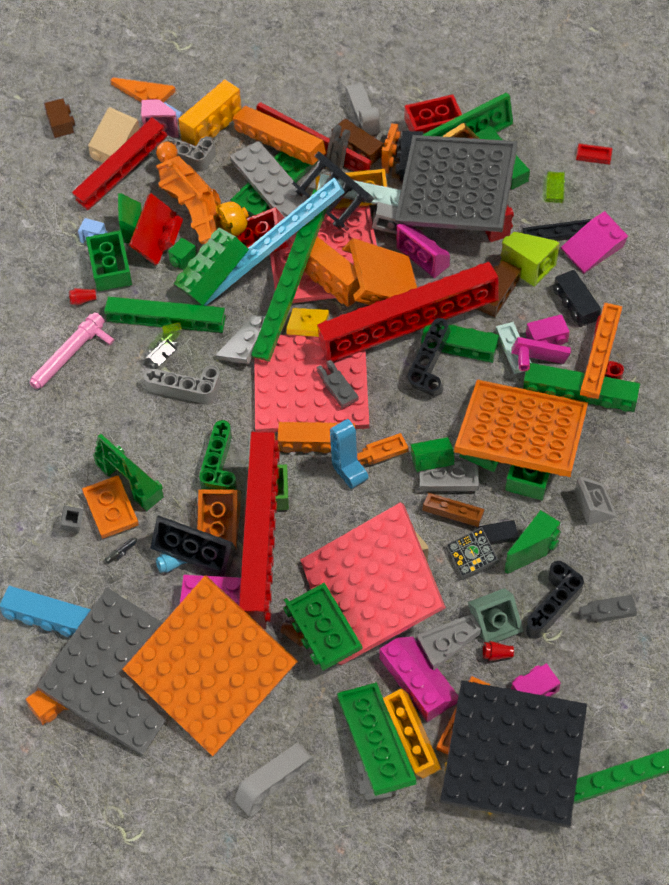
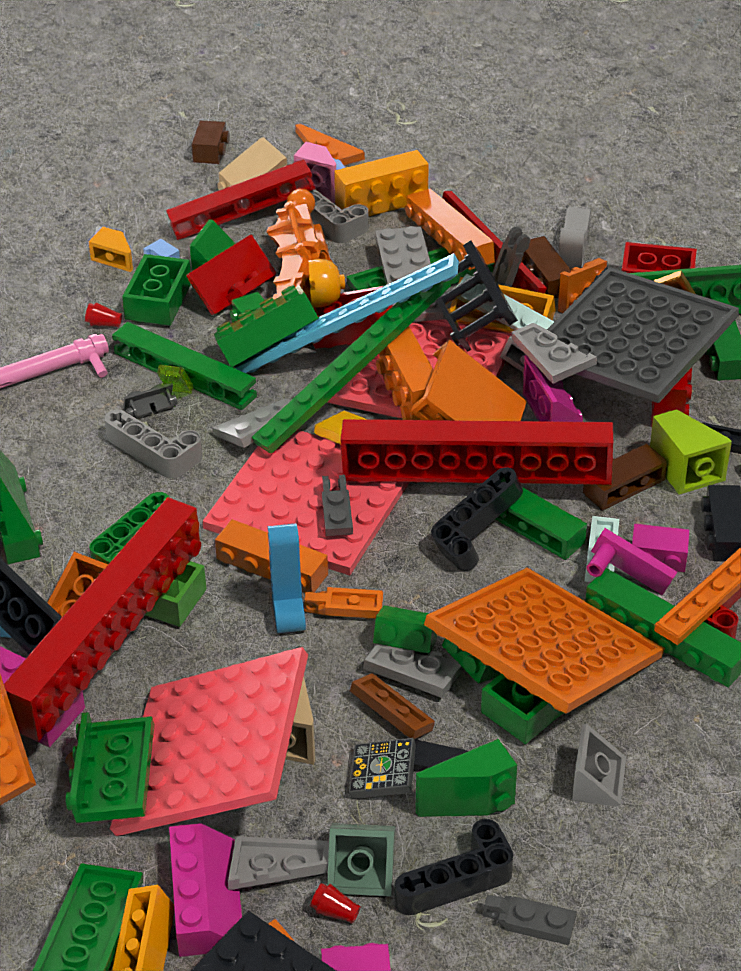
camera: 25 degrees right, 15 degrees down
(51, 238) = (111, 249): none -> light orange slope
(415, 220) = (551, 355): none -> light grey wing

